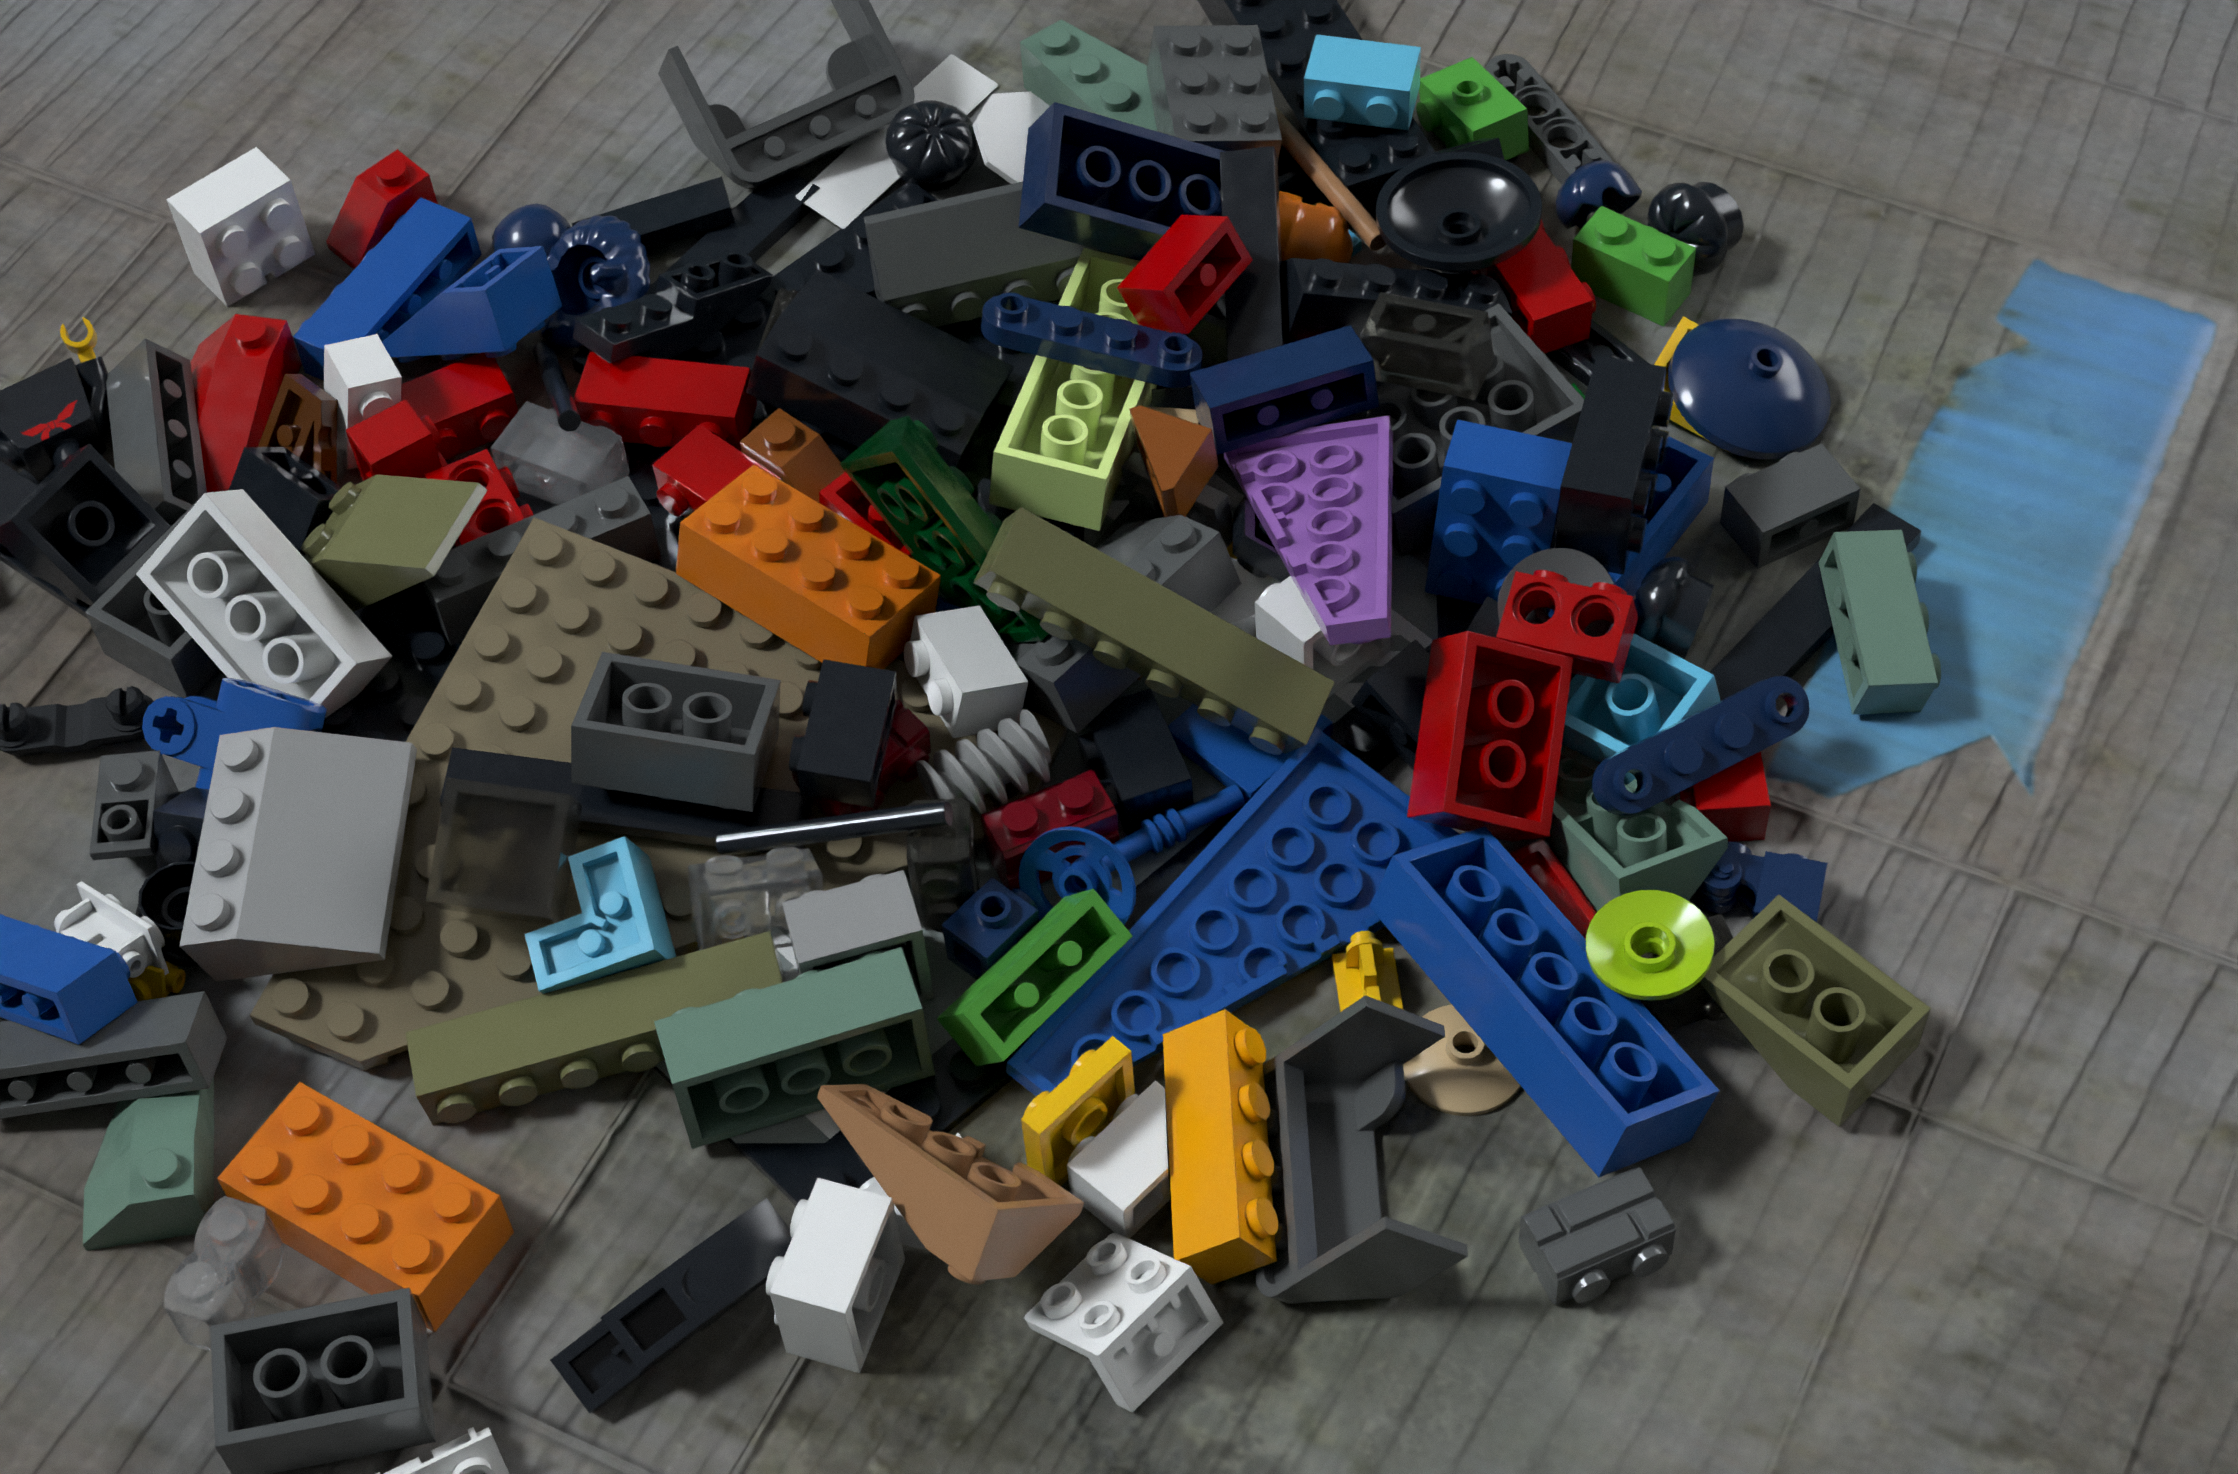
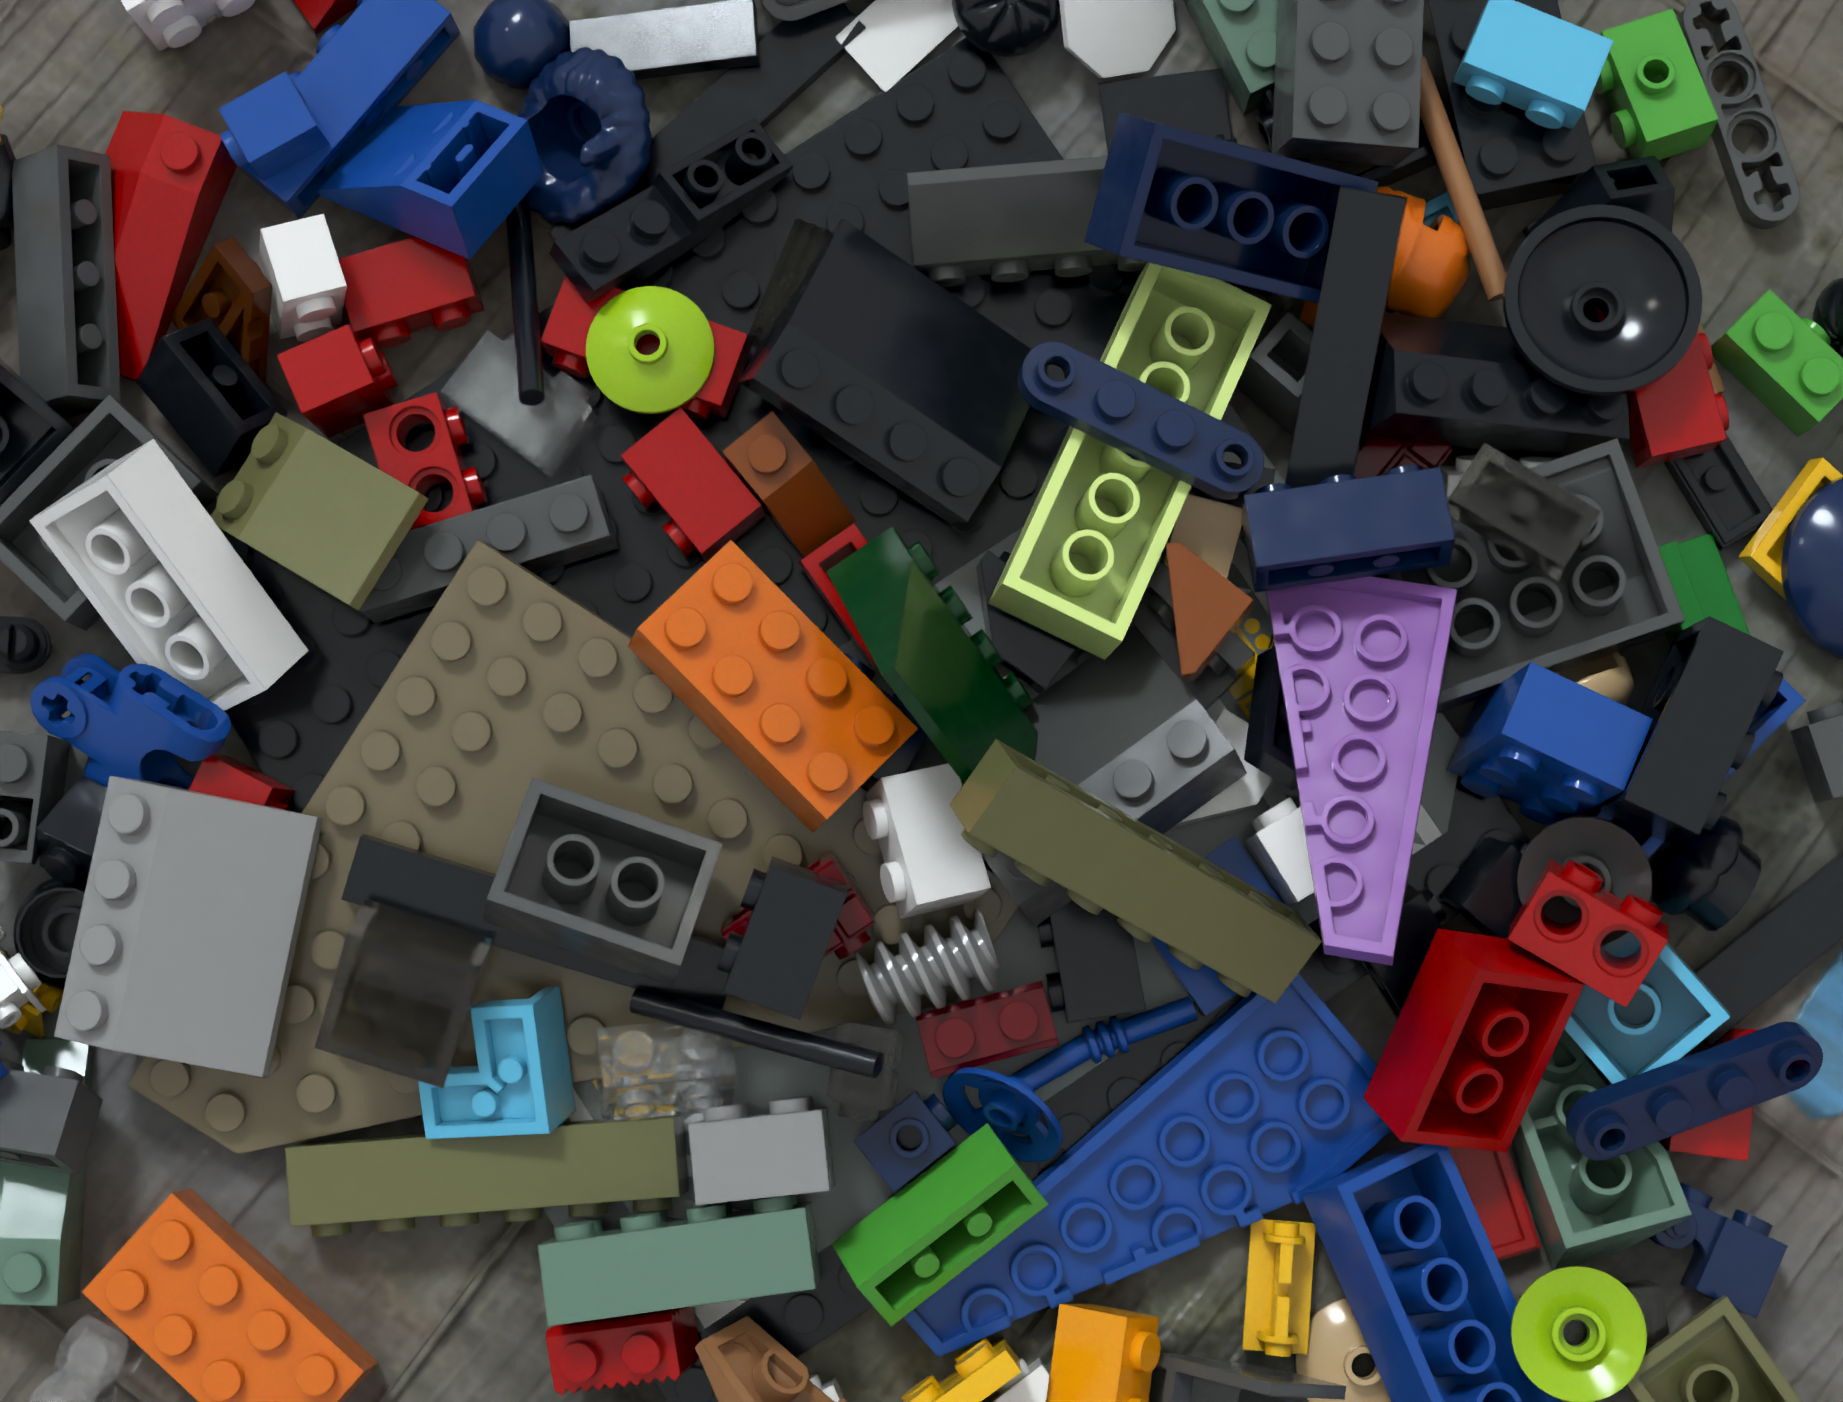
camera: 10 degrees right, 30 degrees up
(328, 298) = (271, 127): none -> blue brick
(668, 389) = (656, 380): none -> lime dish
(751, 1143) = (622, 1350): none -> red brick
(1185, 273) = (1265, 357): red brick -> none
(1595, 186) = (1764, 249): dark blue hair -> none

